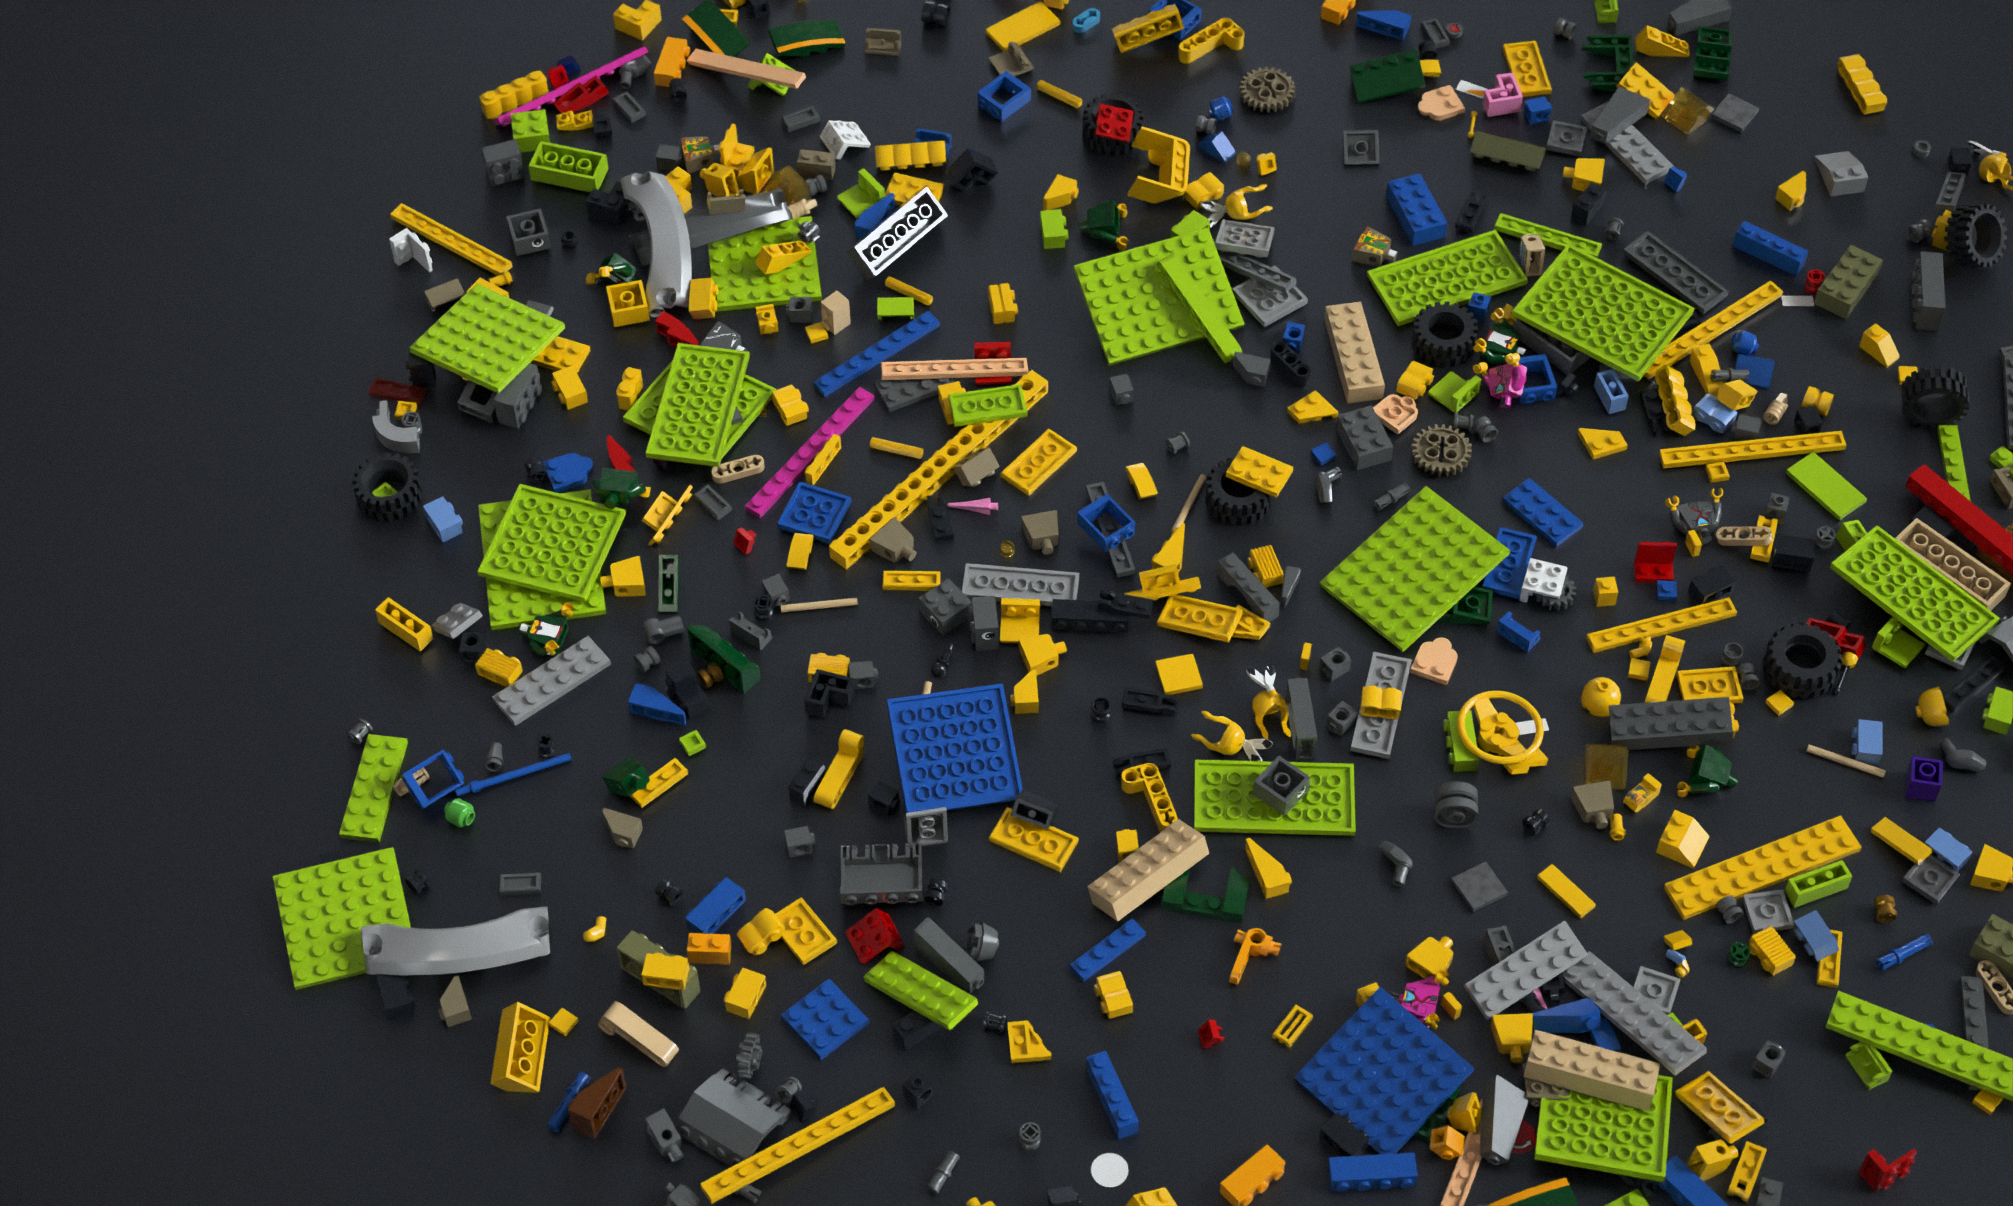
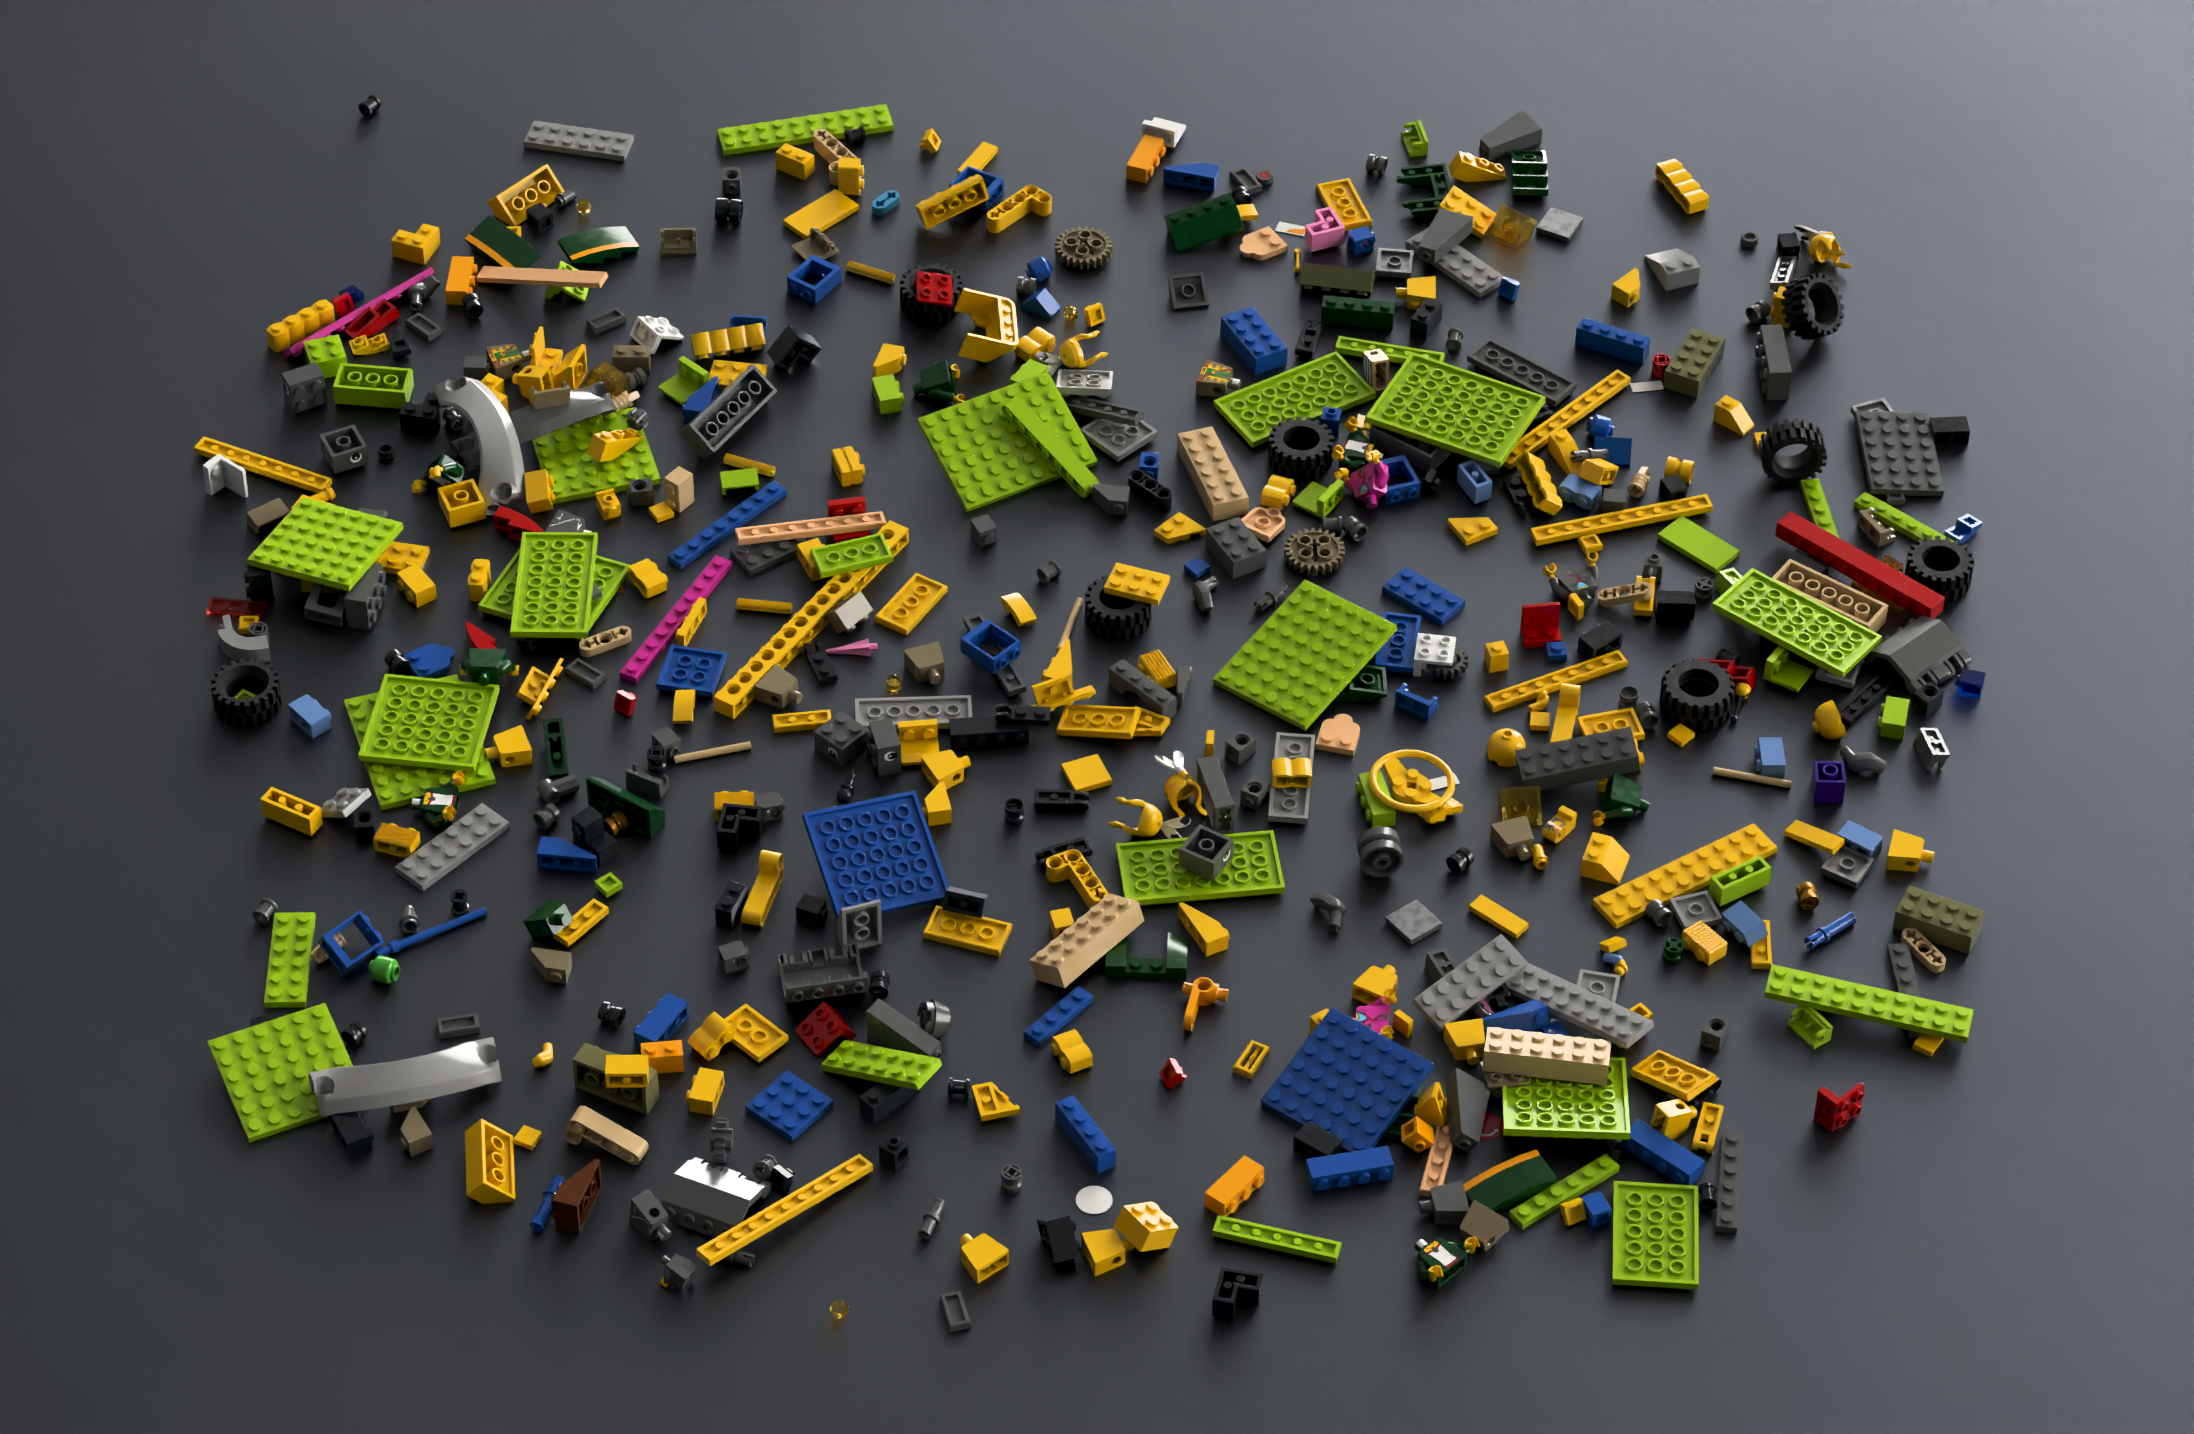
camera: 10 degrees left, 10 degrees down
(1523, 189) = (1358, 312): none -> dark green slope

